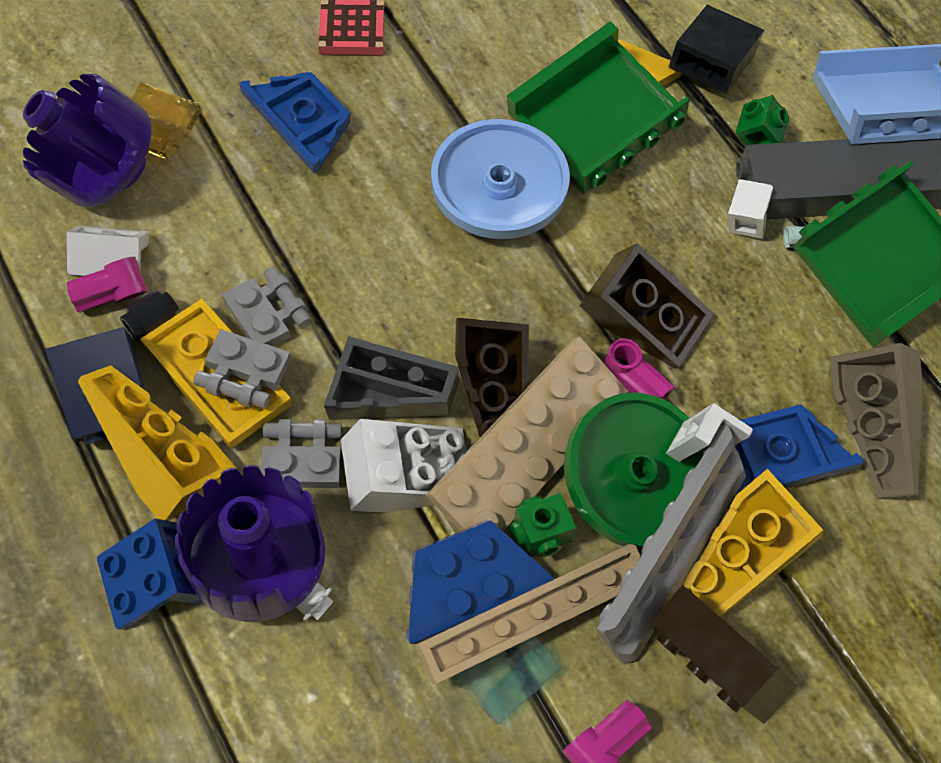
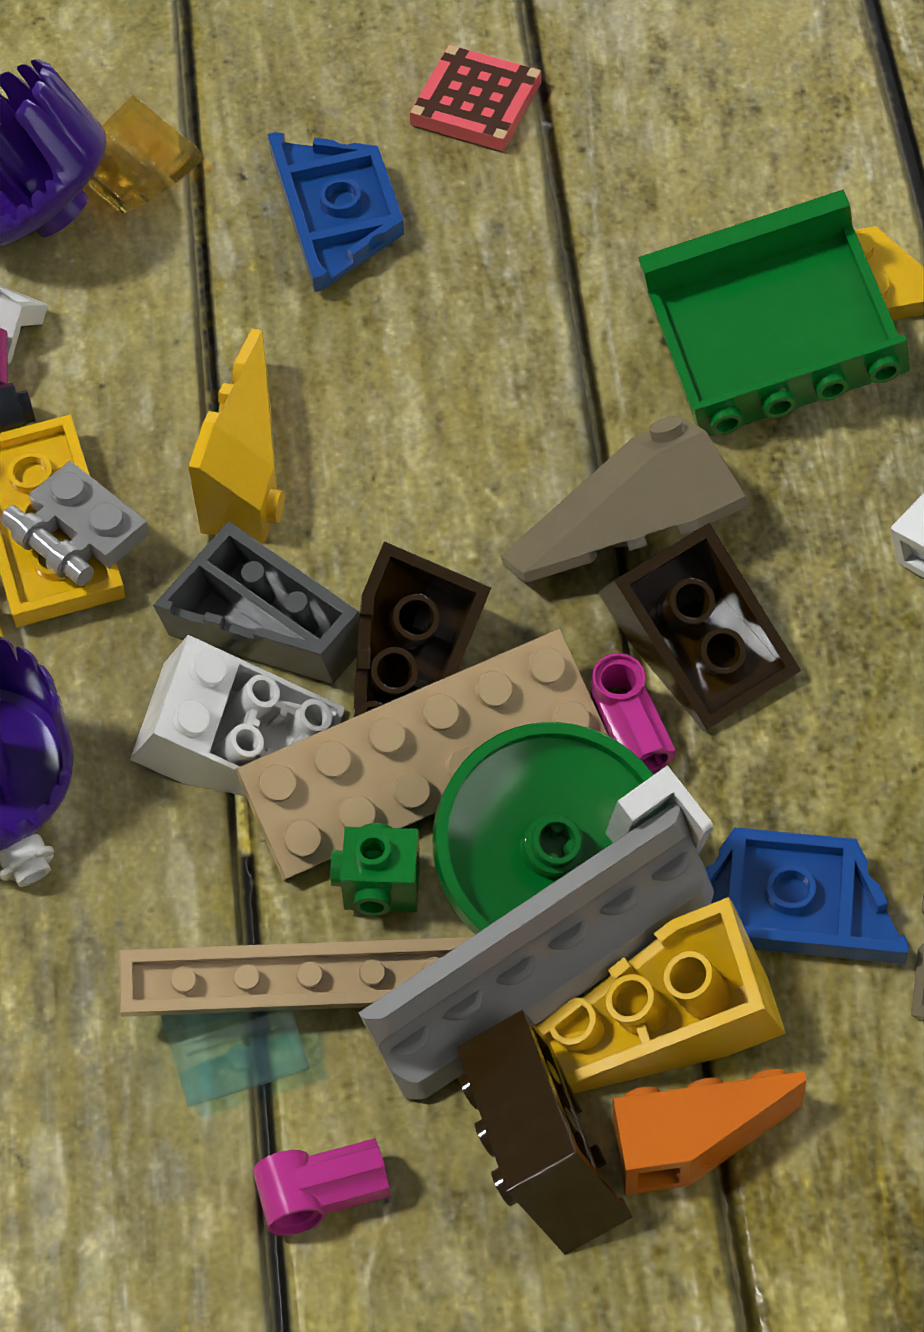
camera: 30 degrees right, 5 degrees down
(257, 316) = (137, 459): light grey plate -> none
(311, 465) = (102, 682): light grey plate -> none
(328, 291) = (235, 452): none -> yellow wedge
(467, 577) = (240, 893): blue wing -> none
(499, 179) = (569, 374): light blue dish -> none
(579, 235) = (645, 487): none -> dark tan wedge
(800, 622) = (686, 1132): none -> orange slope

